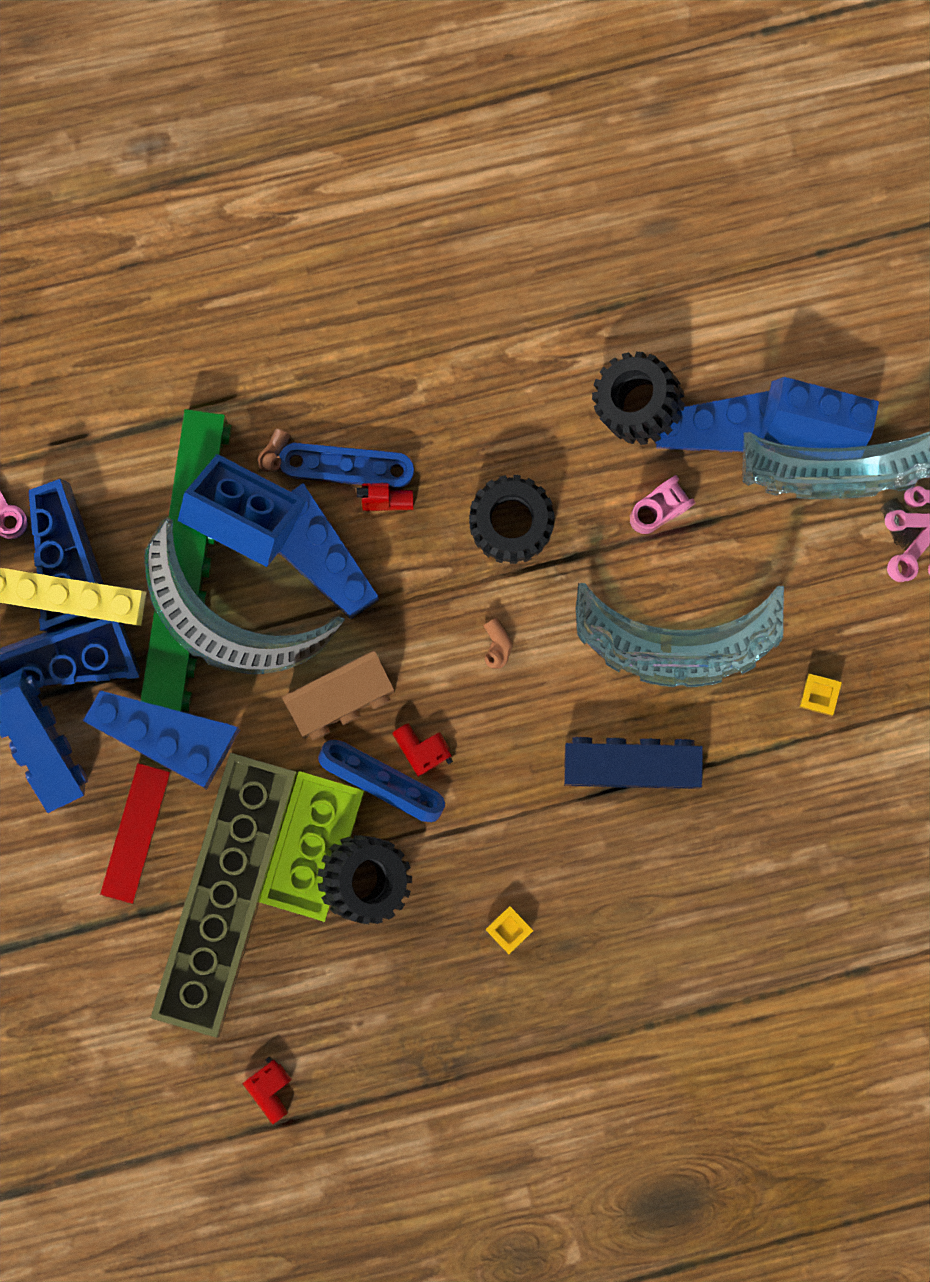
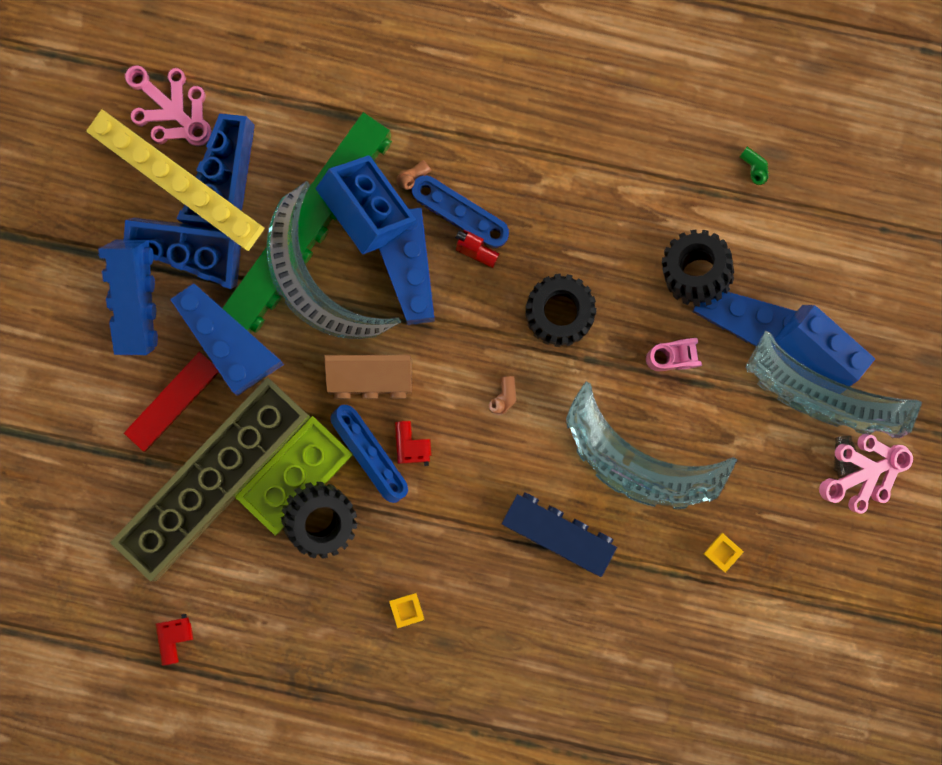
camera: 25 degrees right, 0 degrees up
(648, 251) = (758, 166): none -> green arm

